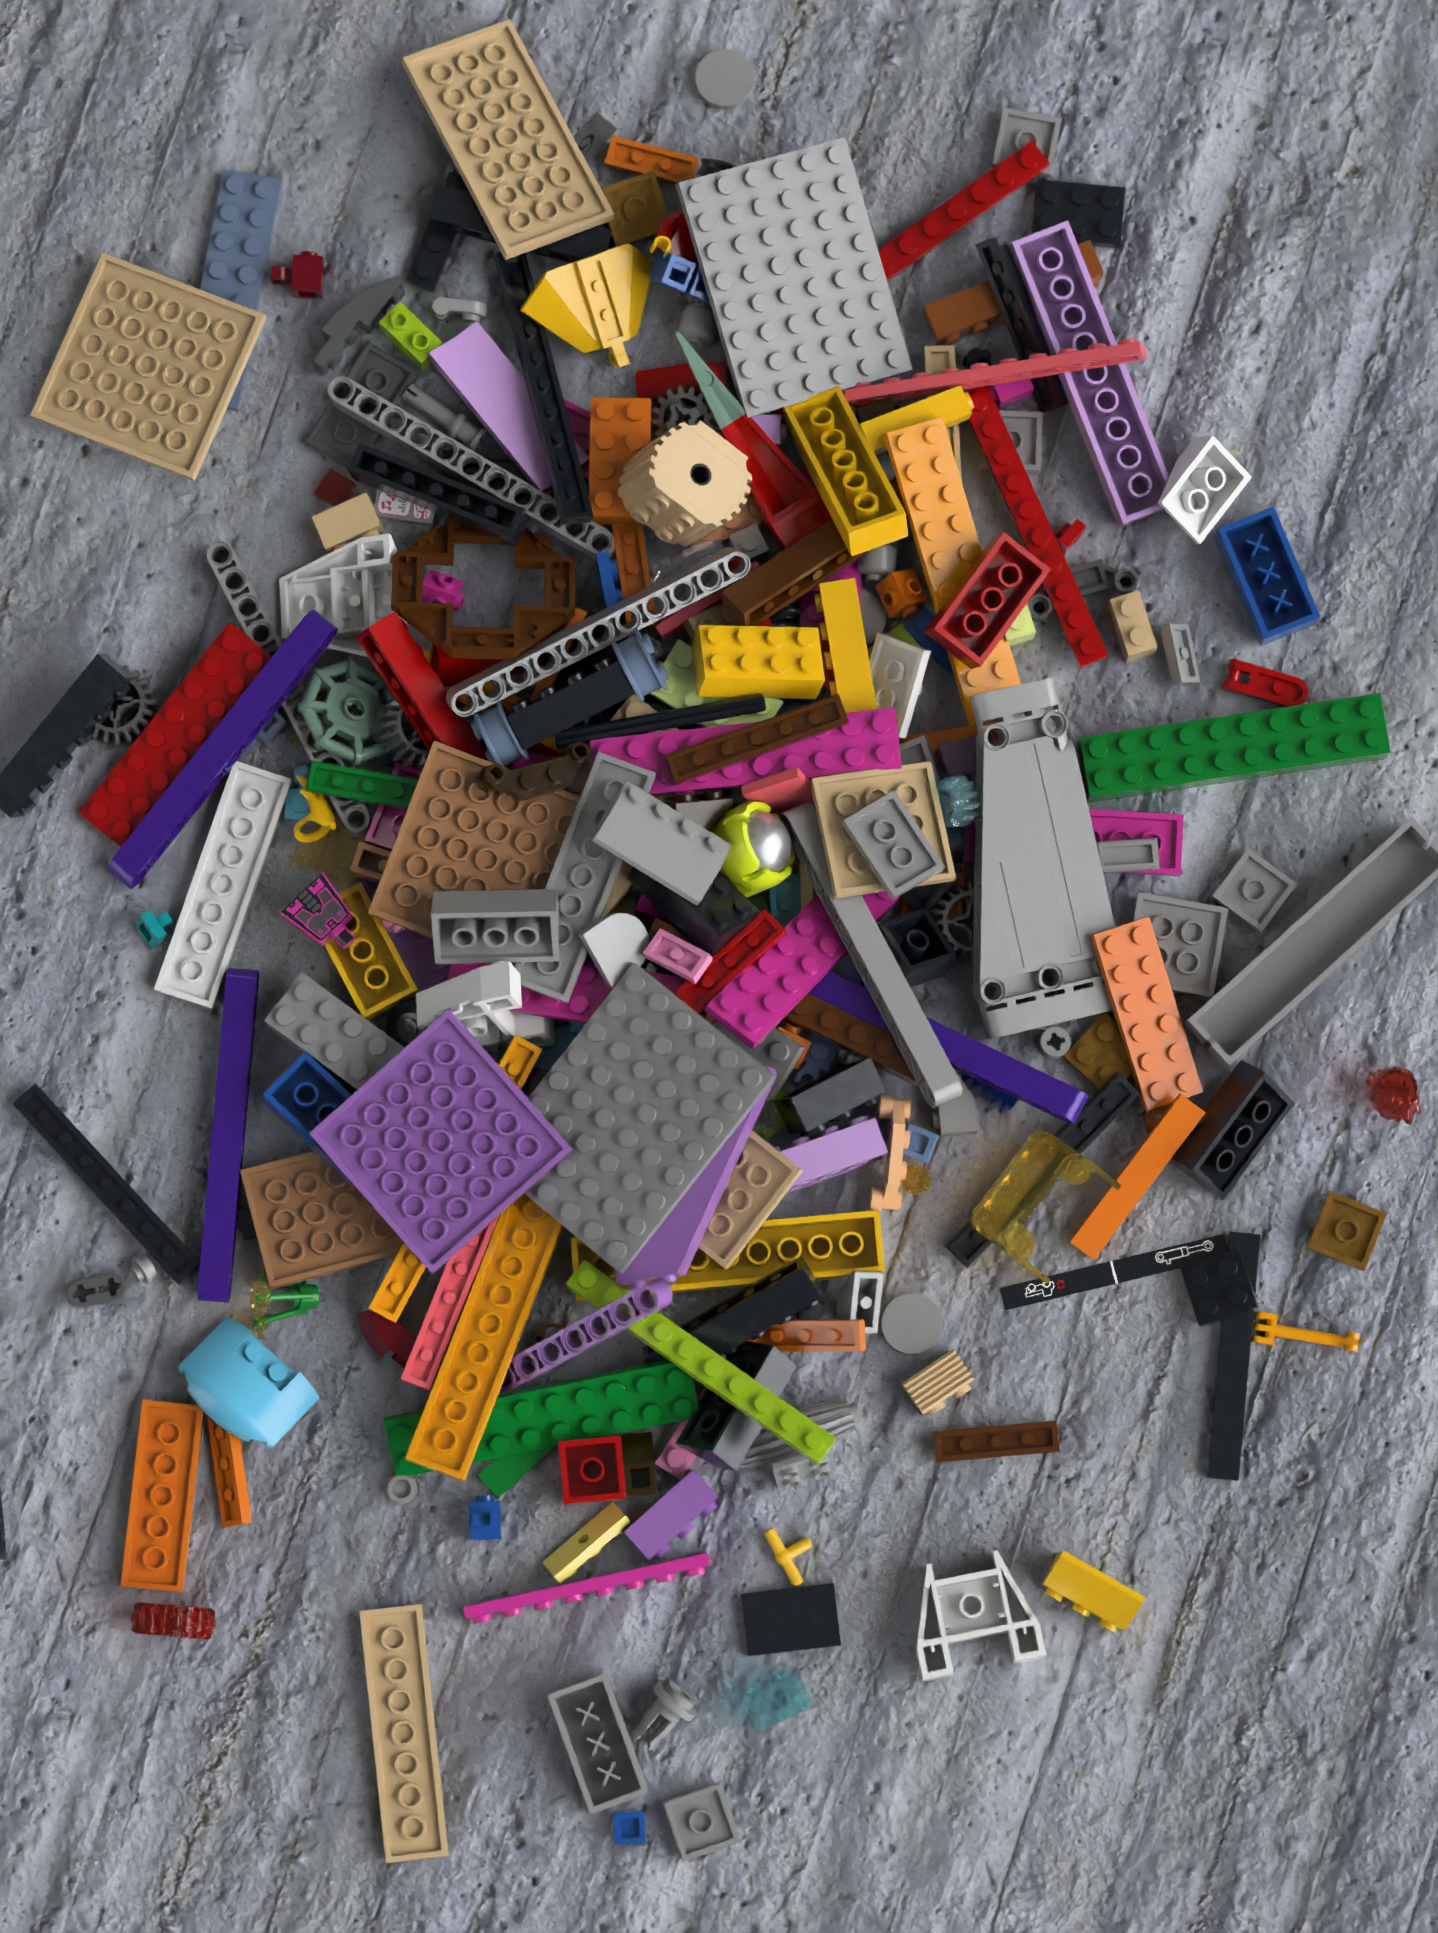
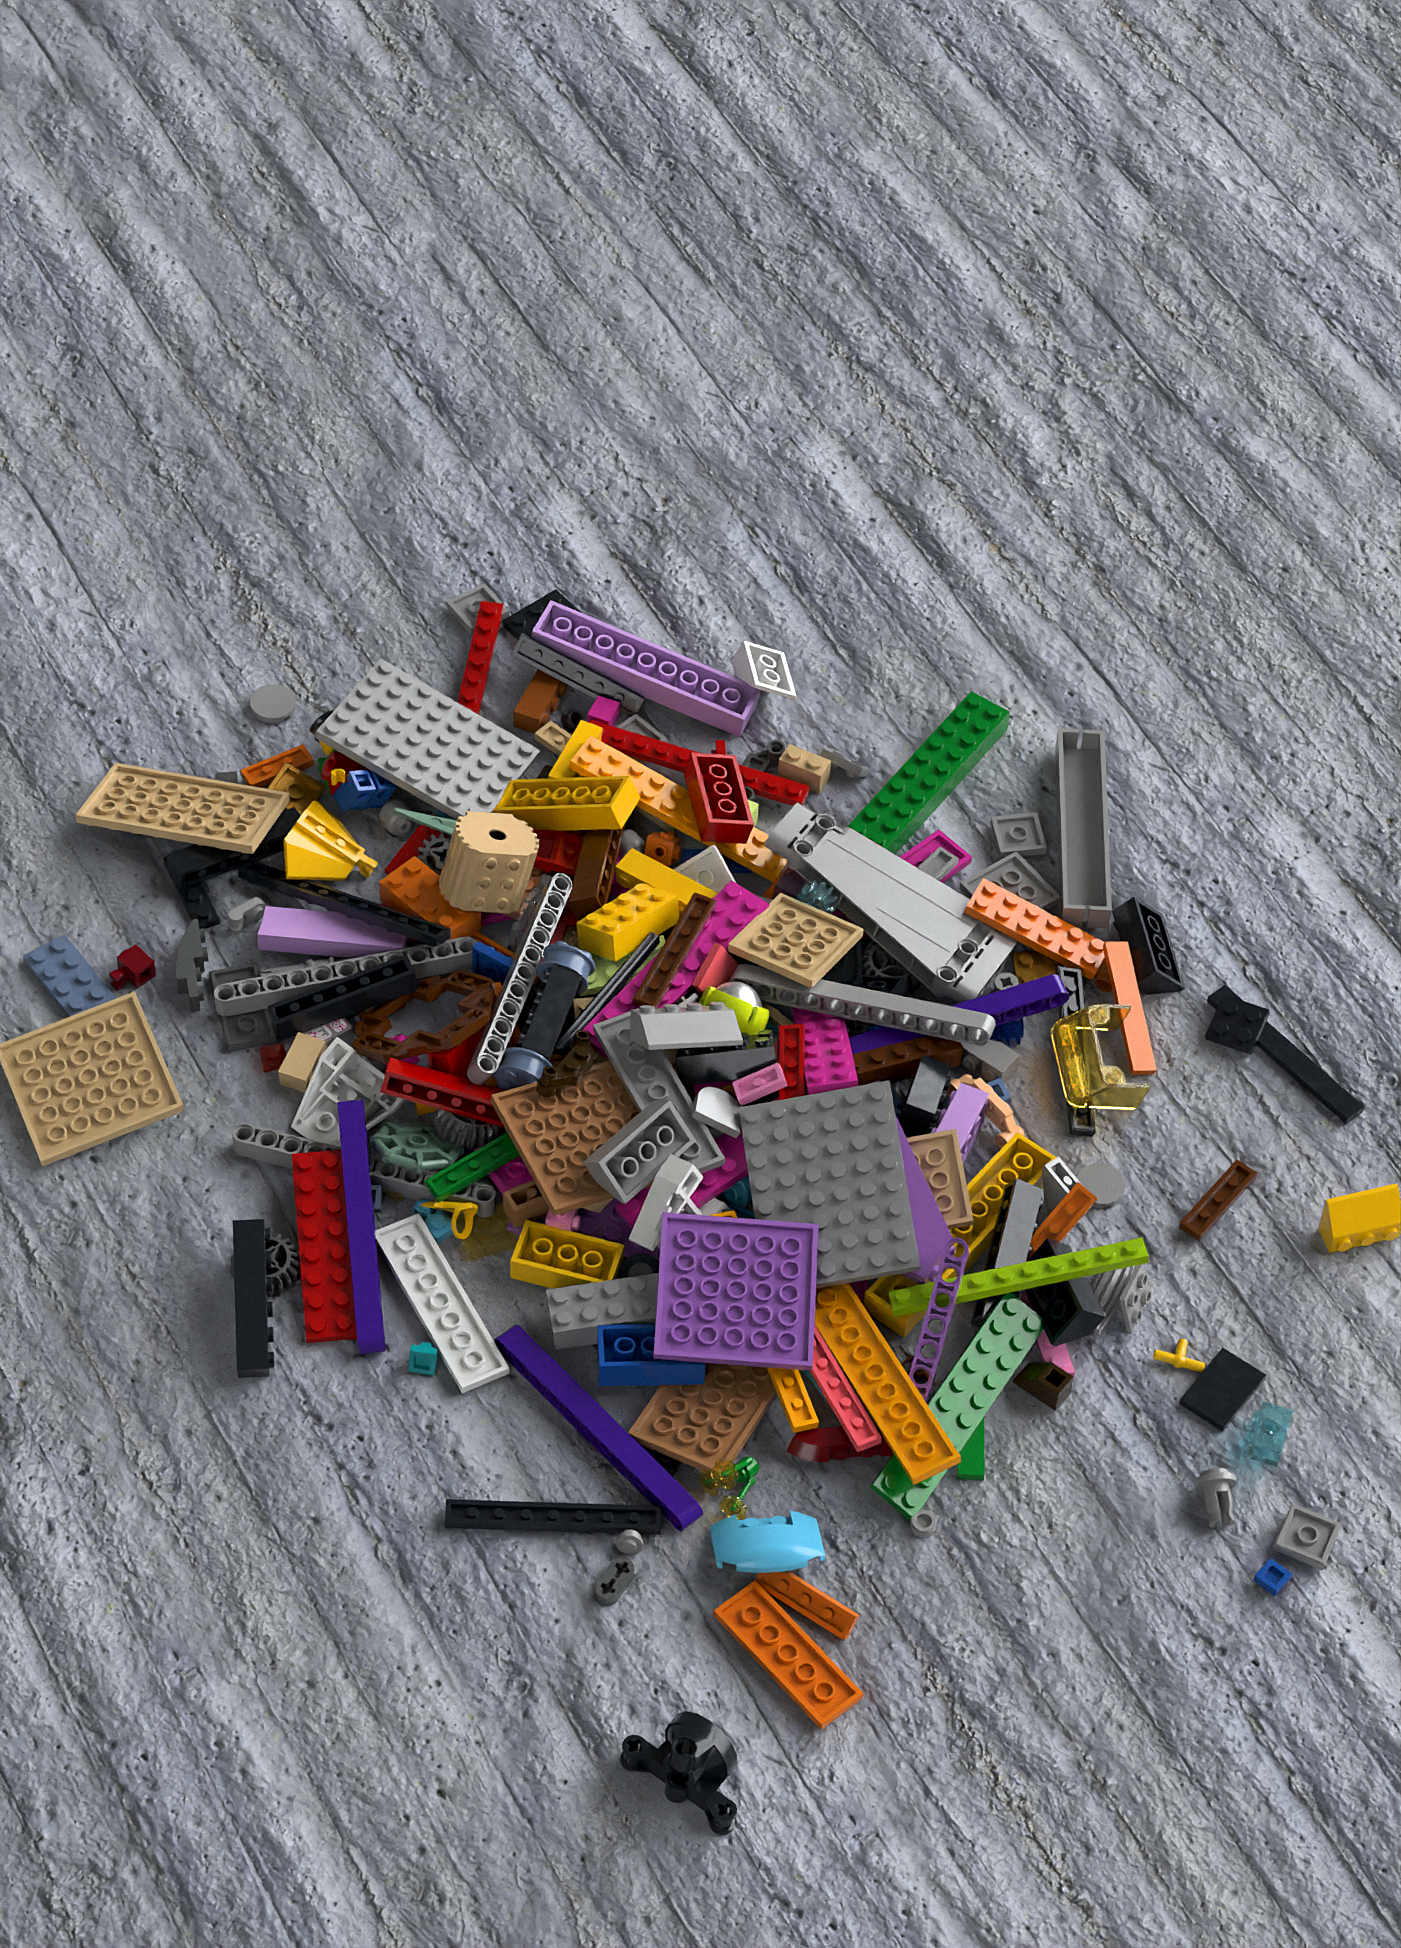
camera: 45 degrees left, 30 degrees down
(173, 1620) = (878, 1707): clear red gear -> none
(320, 914) = (523, 1248): torso -> none
(404, 1733) = (1085, 1649): tan plate -> none
(409, 335) = (233, 946): lime brick -> none
(485, 1518) = (992, 1490): blue brick -> none
(586, 1542) = (1063, 1450): light yellow tile -> none
(592, 1470) = (1021, 1406): red brick -> none
(598, 1743) = (1201, 1544): light grey brick -> none
(600, 1585) = (1088, 1480): dark pink plate -> none
(672, 1516) = (1093, 1393): medium lavender brick -> none
(893, 845) = (812, 934): light grey plate -> none
(924, 1180) = (1020, 1114): clear yellow plate -> none
(937, 1383) = (1151, 1198): tan brick -> none
(971, 1609) = (1310, 1288): white wedge -> none
(1007, 371) = (599, 693): coral plate -> none
(1112, 1272) = (1170, 1074): black sticker -> none
(1265, 684) = (902, 742): red plate -> none
(1267, 576) = (846, 691): blue brick -> none
(1272, 1329) = (1288, 1026): light orange hinge -> none
(1346, 1231) = (1265, 946): pearl gold plate -> none
(1394, 1093) = (1207, 861): clear red hair -> none

